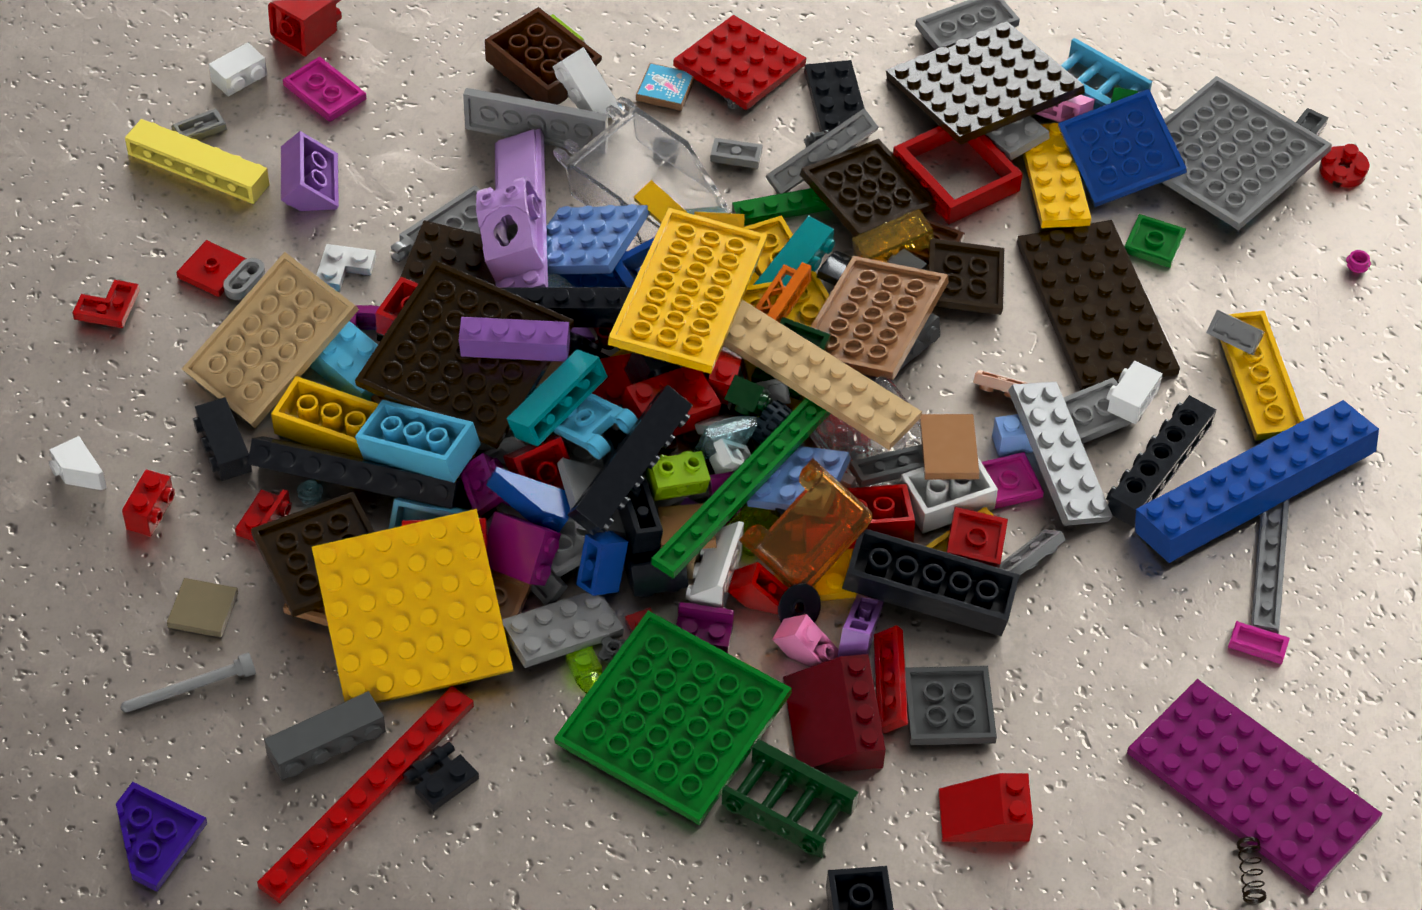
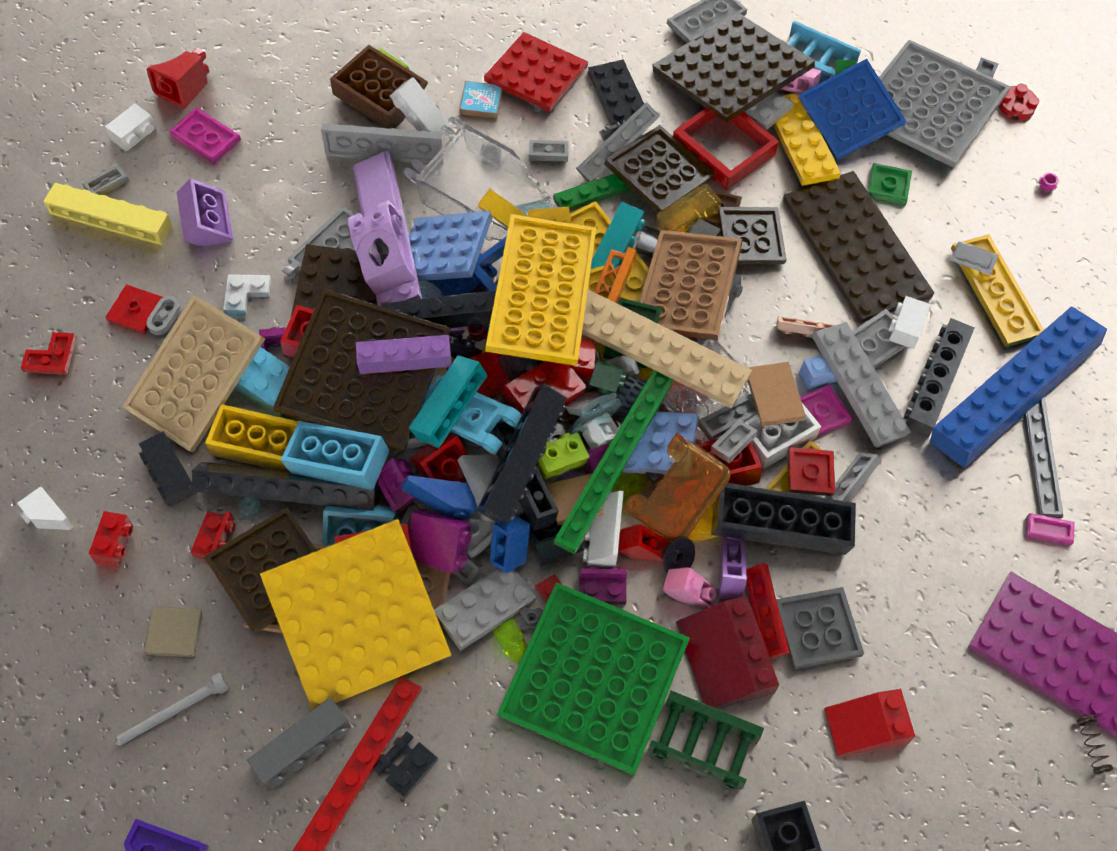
camera: 10 degrees left, 10 degrees up
(887, 488) = (734, 441): none -> light grey plate

